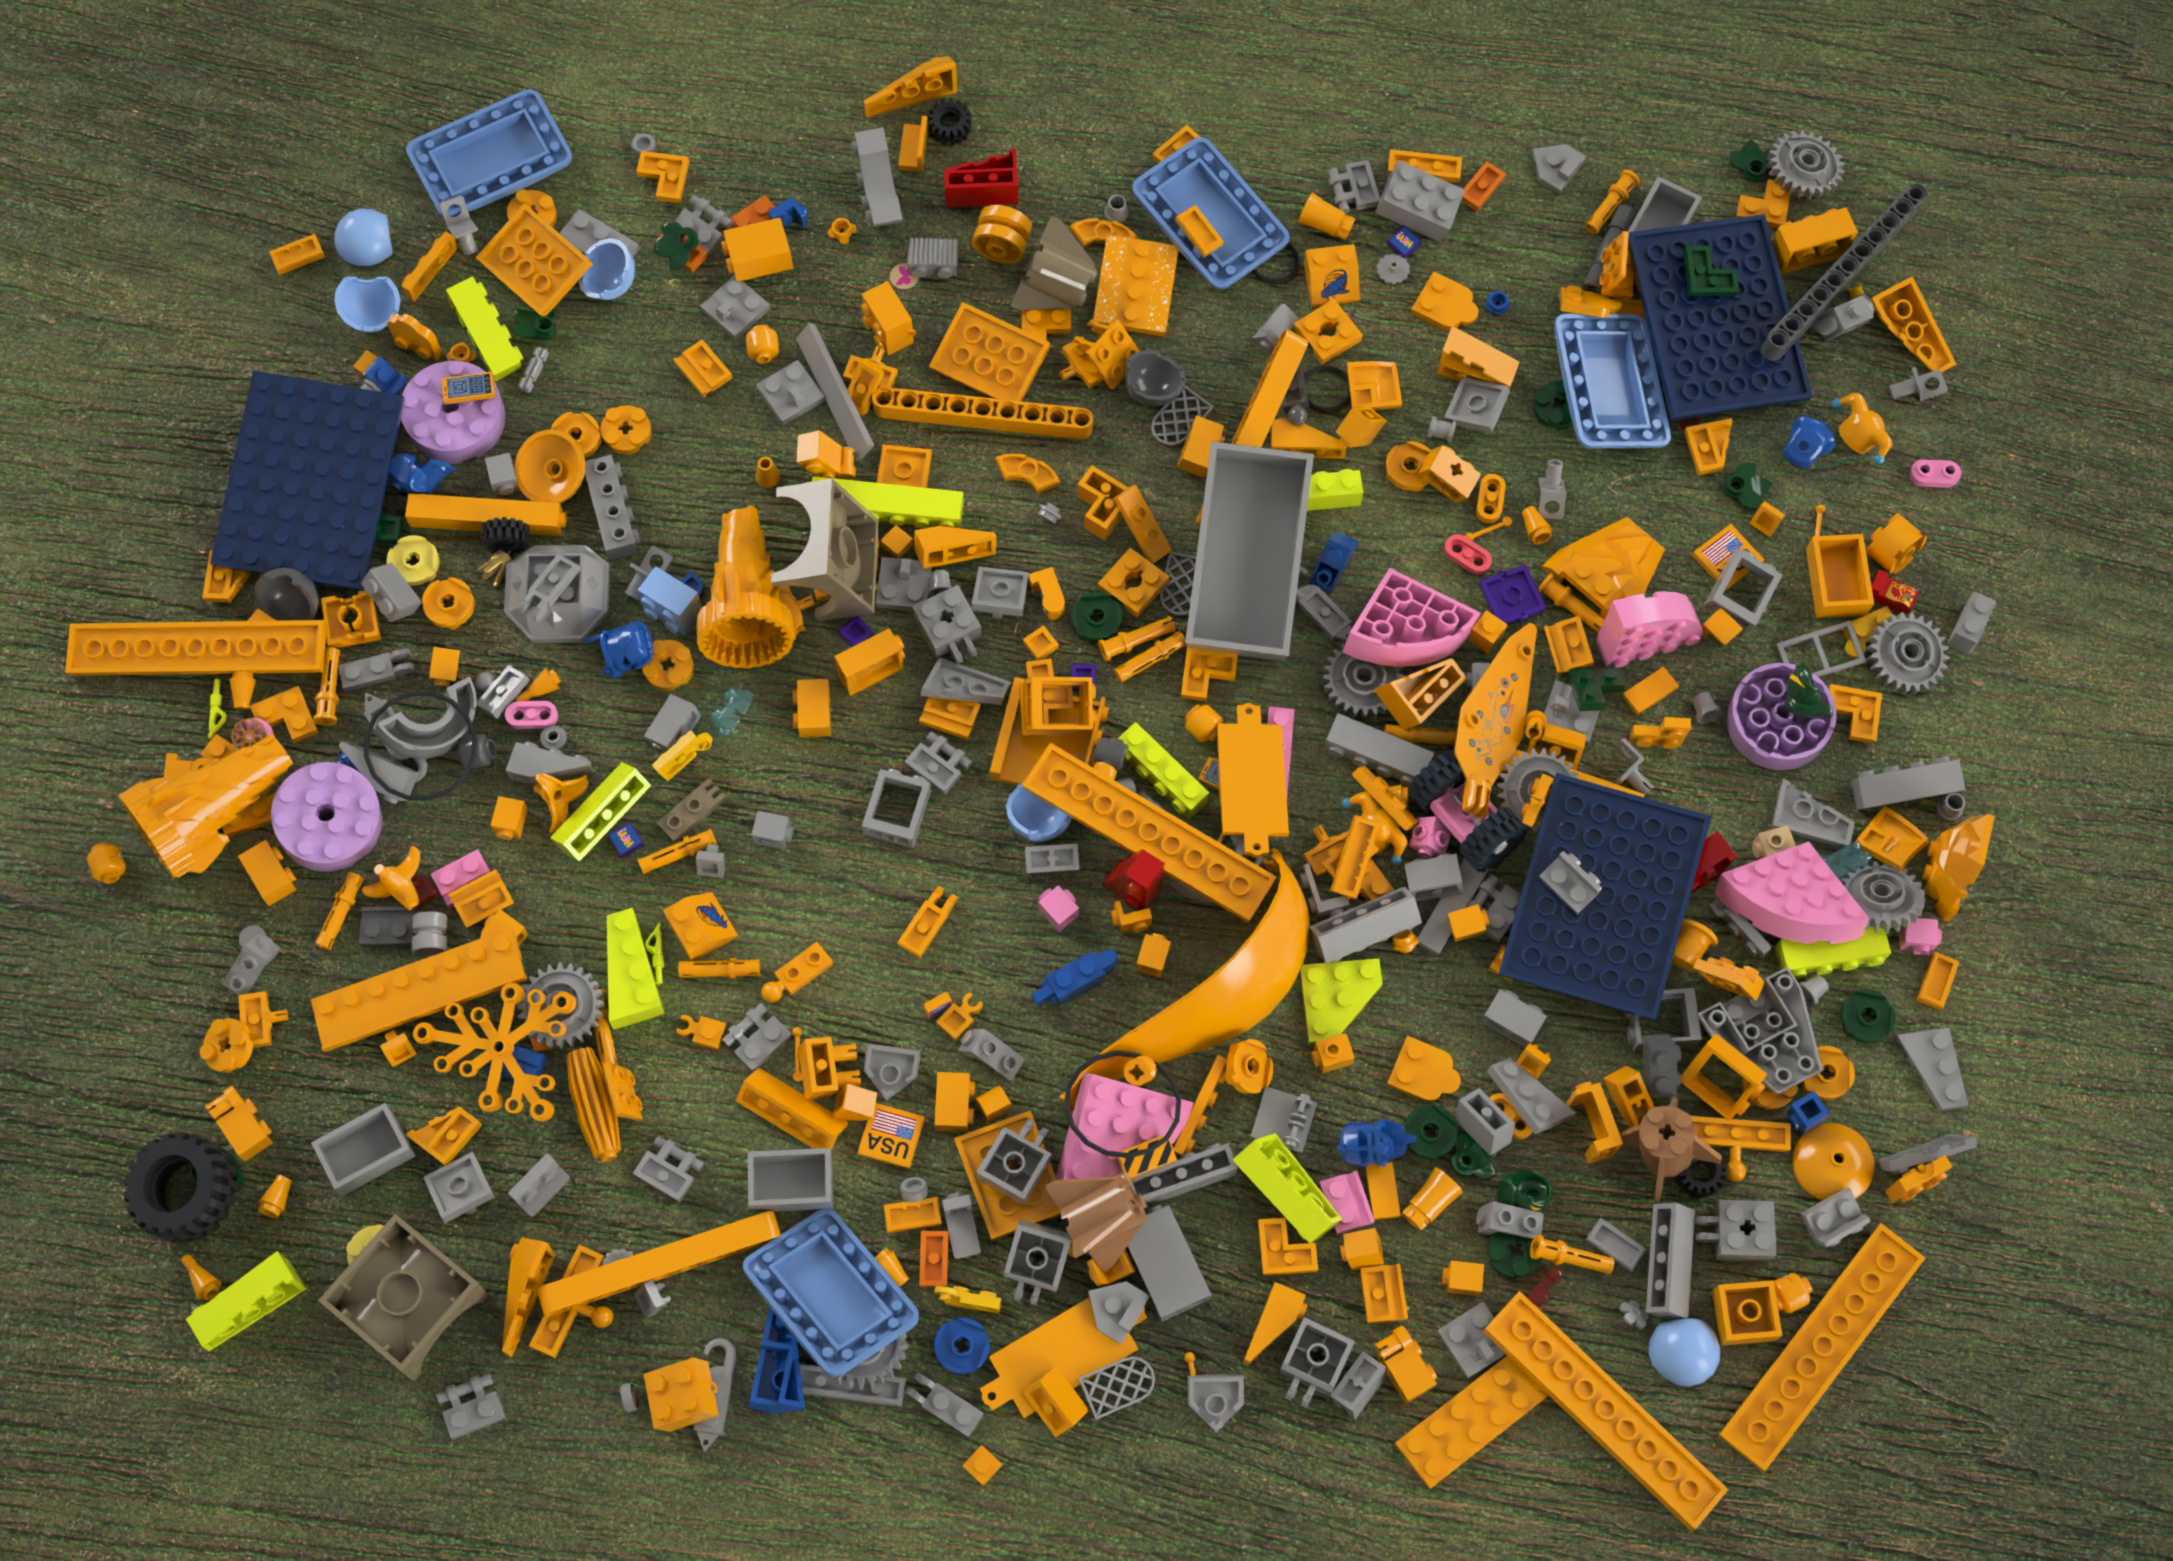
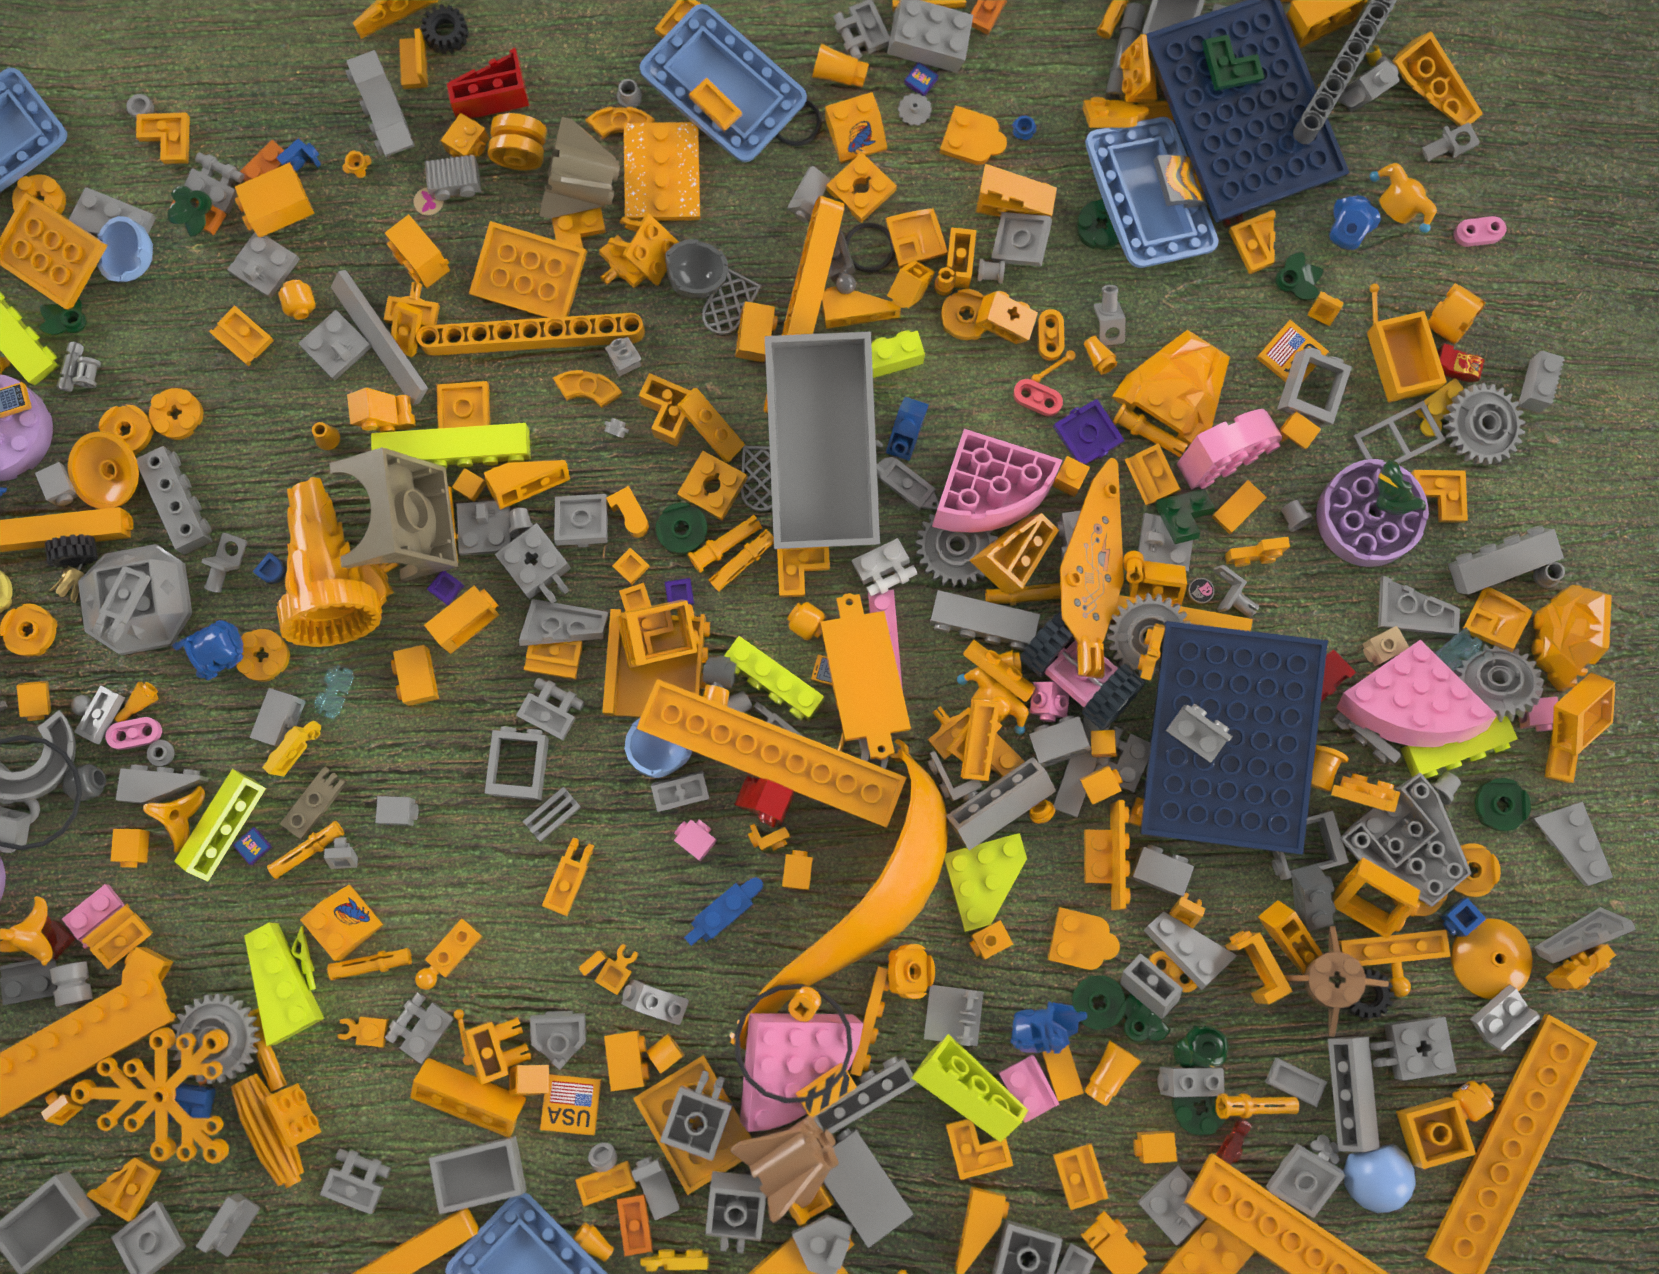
camera: 10 degrees left, 10 degrees up
(547, 384) = (86, 372): none -> light grey bush
(669, 601) = (248, 592): light blue brick -> none
(918, 852) = (534, 828): none -> light grey tile
(951, 223) = (465, 138): none -> light orange head
(1069, 447) = (623, 356): none -> light grey bracket
(1288, 681) = (881, 562): none -> white plate
(1362, 1249) = (1052, 1138): light orange brick -> none
(1411, 416) = (959, 262): none -> light orange hinge
(1460, 996) = (1106, 856): none -> light orange bracket
(1476, 886) = (1103, 743): none -> light orange piece
(1598, 763) = (1200, 591): none -> tile
(1608, 1336) = (1305, 1180): none -> light grey hinge
(1640, 374) = (1179, 181): none -> slope
(1941, 949) = (1583, 714): none -> light orange window

